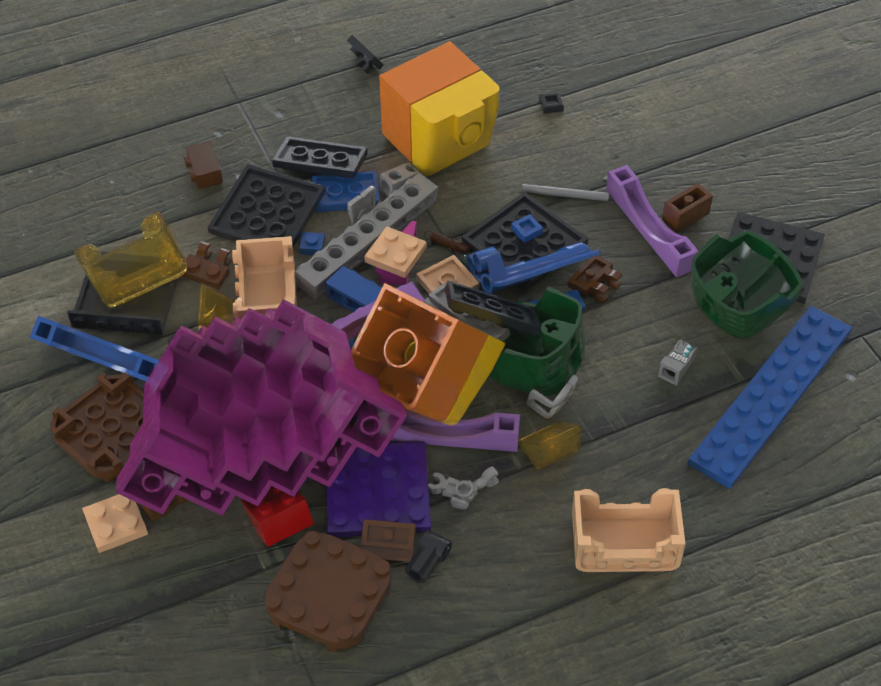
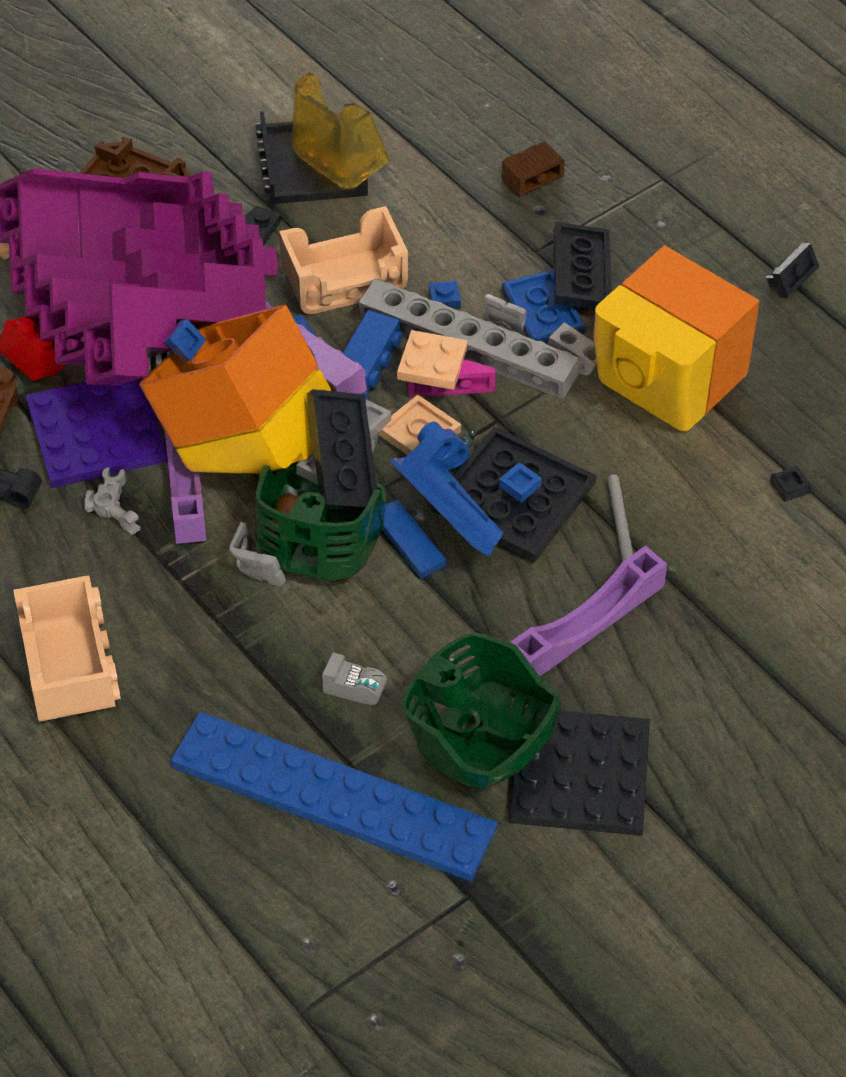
camera: 75 degrees right, 0 degrees up
(93, 348) = (229, 120): blue arch -> none
(206, 271) = (375, 199): reddish brown plate -> none
(213, 305) = (304, 216): clear yellow slope -> none
(266, 206) = (476, 239): black plate -> none
(377, 368) = (185, 340): none -> blue plate
(389, 539) = (22, 444): reddish brown plate -> none
(448, 242) = (488, 419): reddish brown piece -> none
(552, 443) = (191, 569): clear yellow slope -> none
(590, 275) = (473, 569): reddish brown plate -> none
(687, 207) = (624, 652): reddish brown brick -> none

